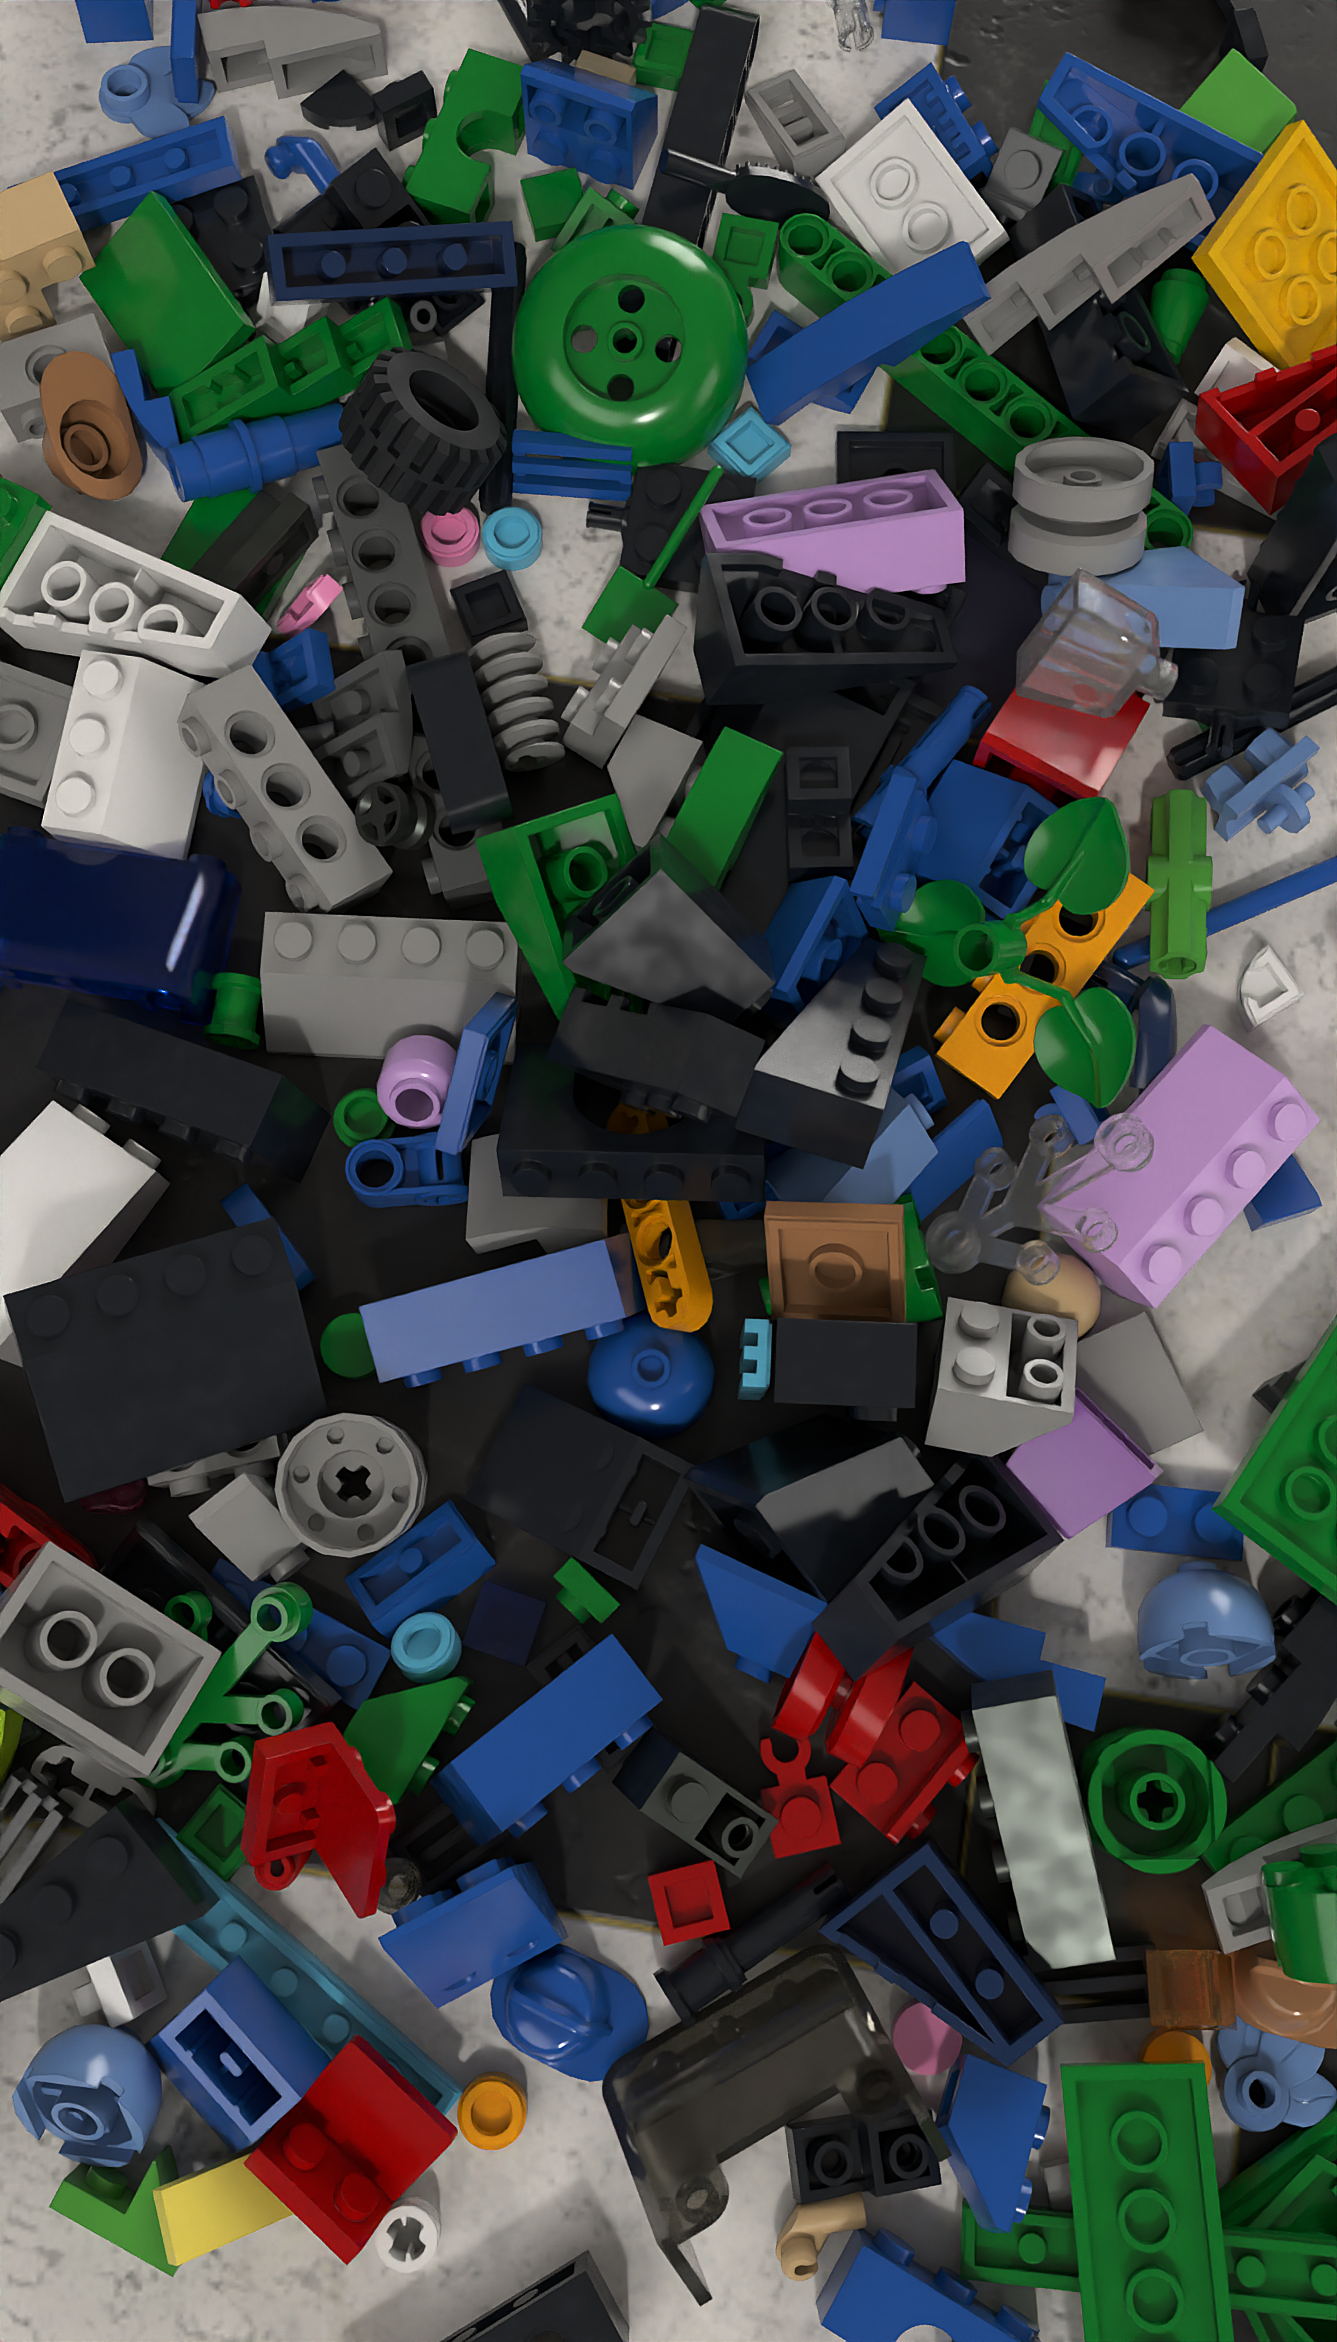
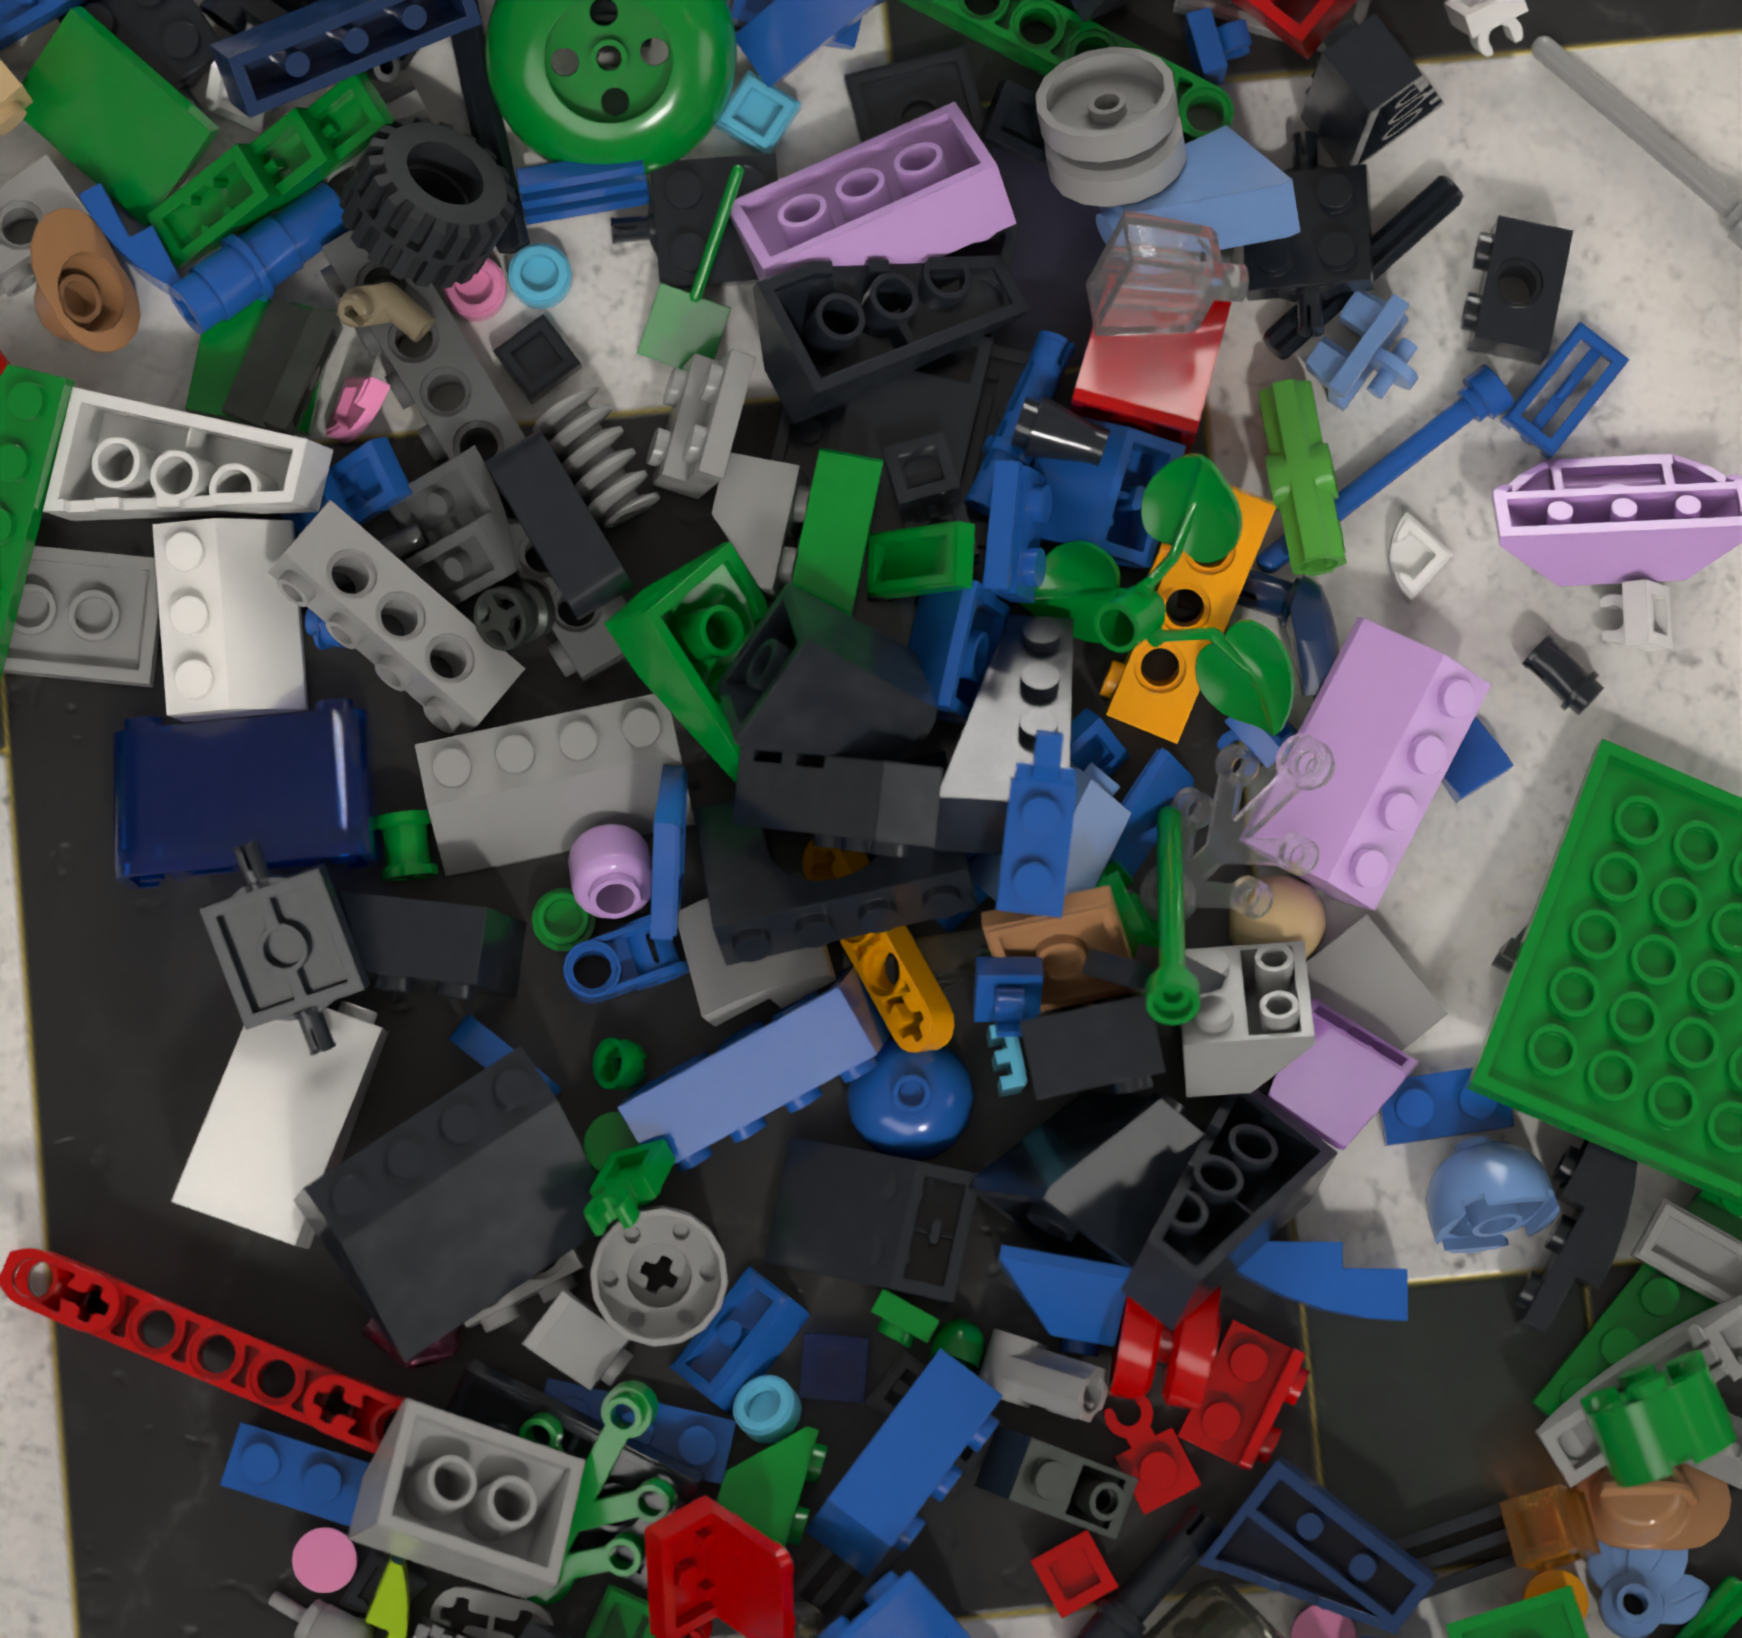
camera: 15 degrees left, 5 degrees up
(76, 1062) = (284, 946): none -> black plate
(343, 1382) = (627, 1182): none -> green plate
(354, 509) = (383, 304): none -> dark tan arm
(378, 1269) = (607, 1061): none -> green hinge
(636, 1632) = (961, 1341): none -> green hinge
(698, 1685) = (1033, 1375): none -> light grey piece
(772, 1288) = (1007, 992): none -> blue tile
(796, 853) = (920, 560): none -> green tile
(846, 1128) = (1038, 832): none -> blue hinge
(925, 1305) = (1136, 972): none -> black slope
(945, 1323) = (1172, 988): none -> green piece
(958, 772) = (1058, 433): none -> black cone
(1040, 1821) = (1376, 1413): brick -> none
(1171, 1830) = (1503, 1388): green brick -> none

